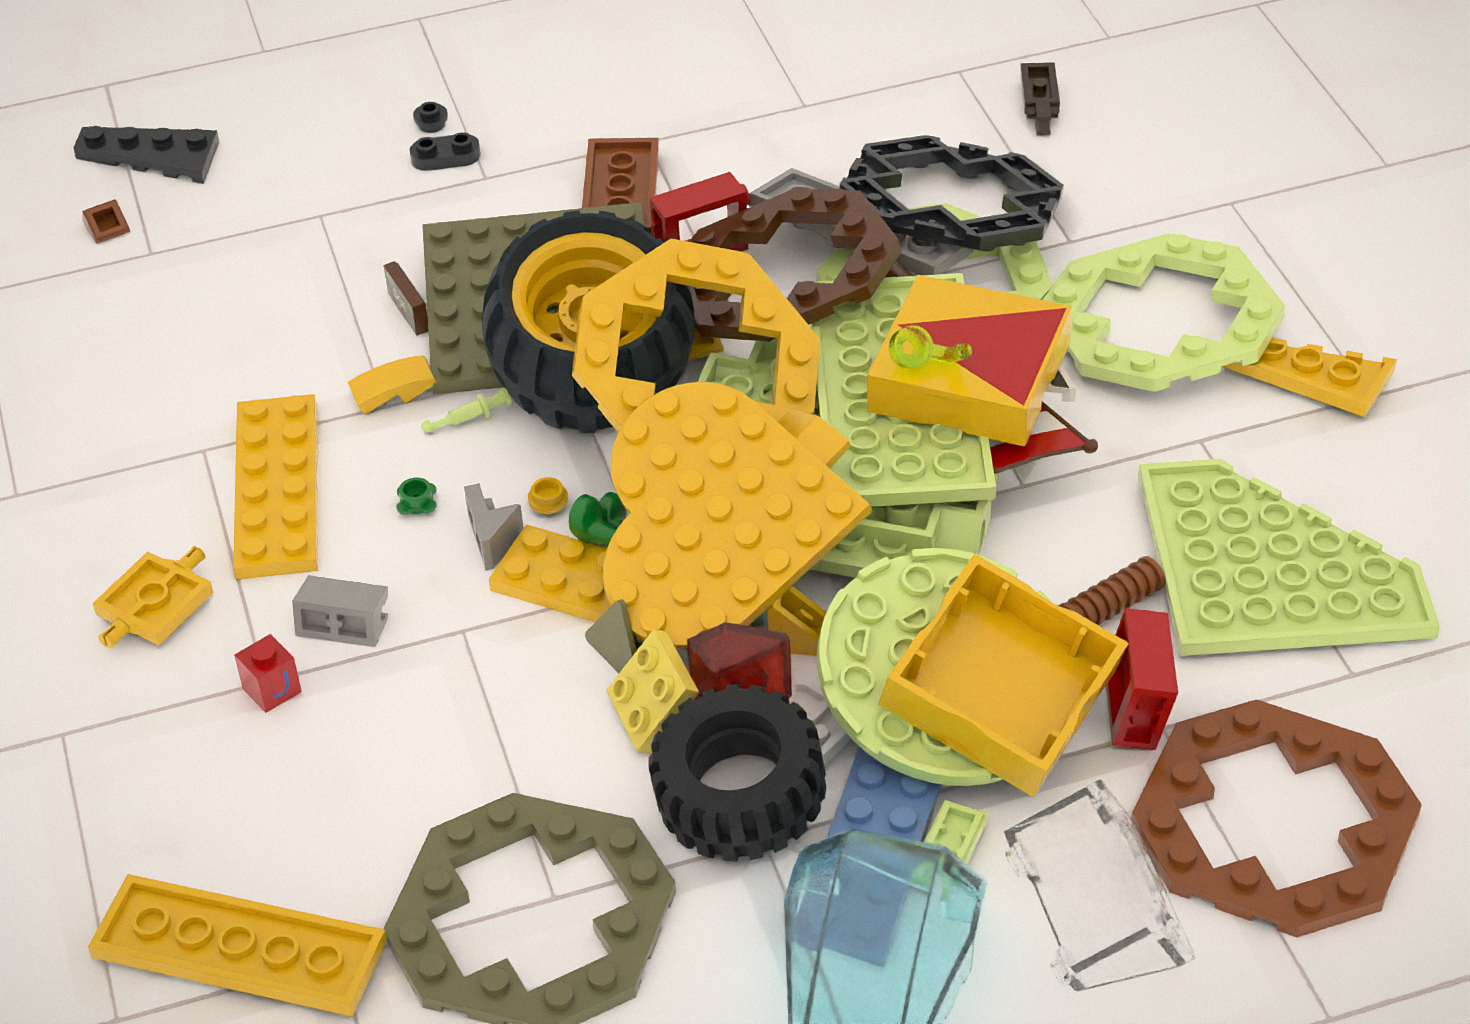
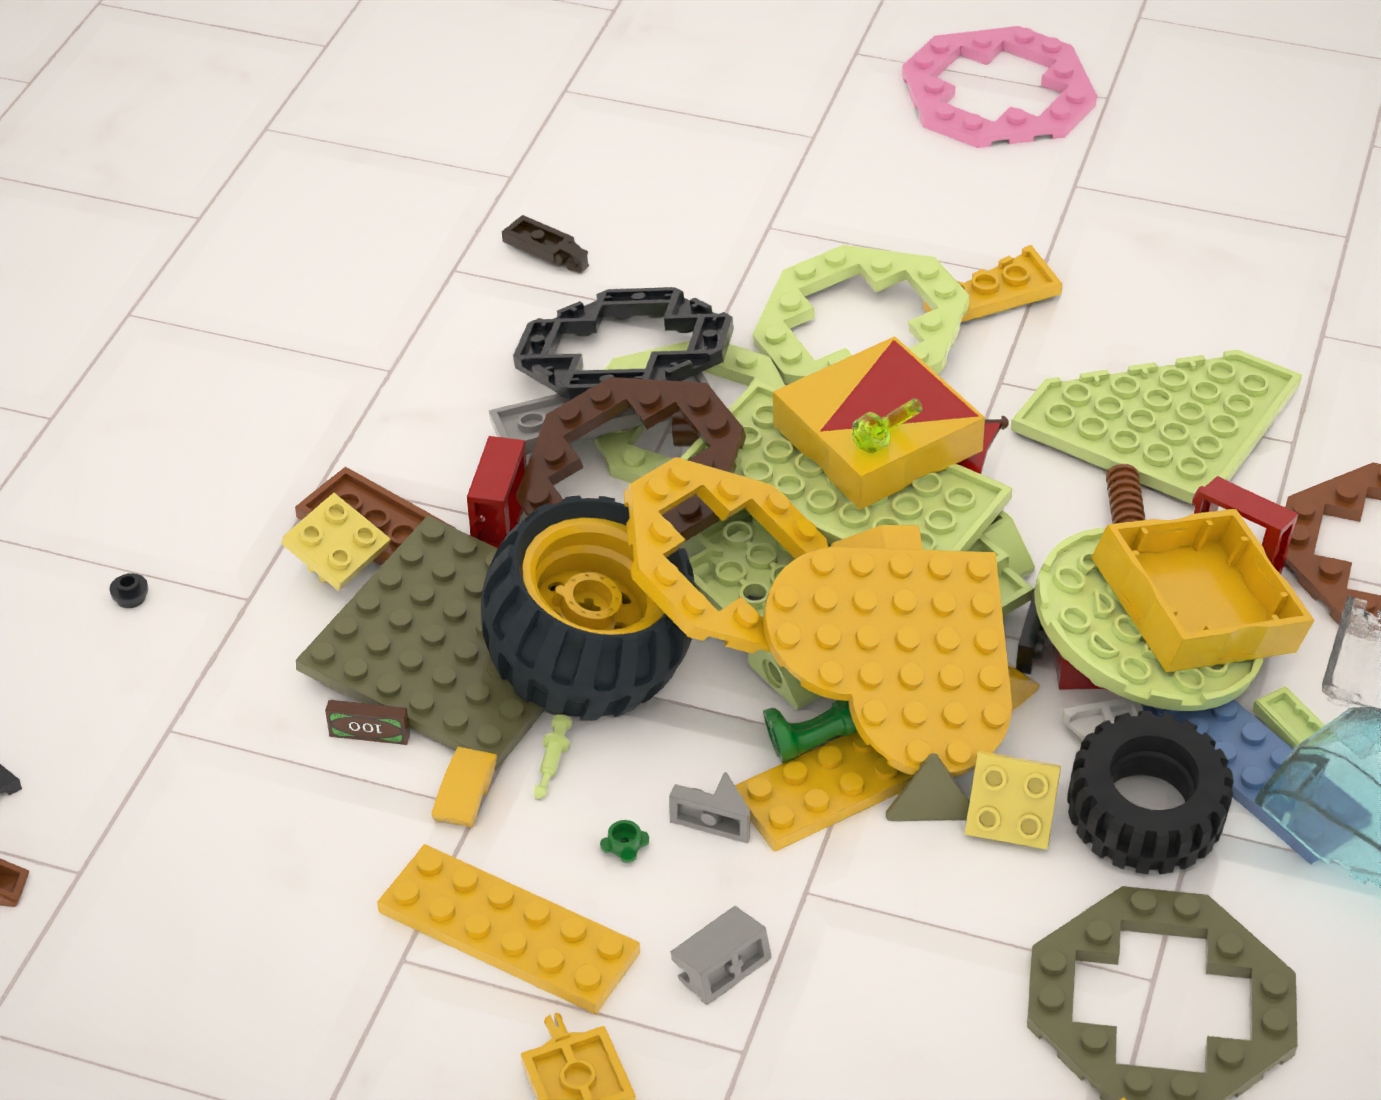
camera: 55 degrees left, 0 degrees up
(268, 673) = (759, 1037): red brick -> none
(445, 151) = (187, 605): black plate -> none
(547, 496) = (709, 757): yellow plate -> none
(558, 172) = (335, 542): none -> light yellow plate
(742, 657) = (1039, 726): clear red slope -> none

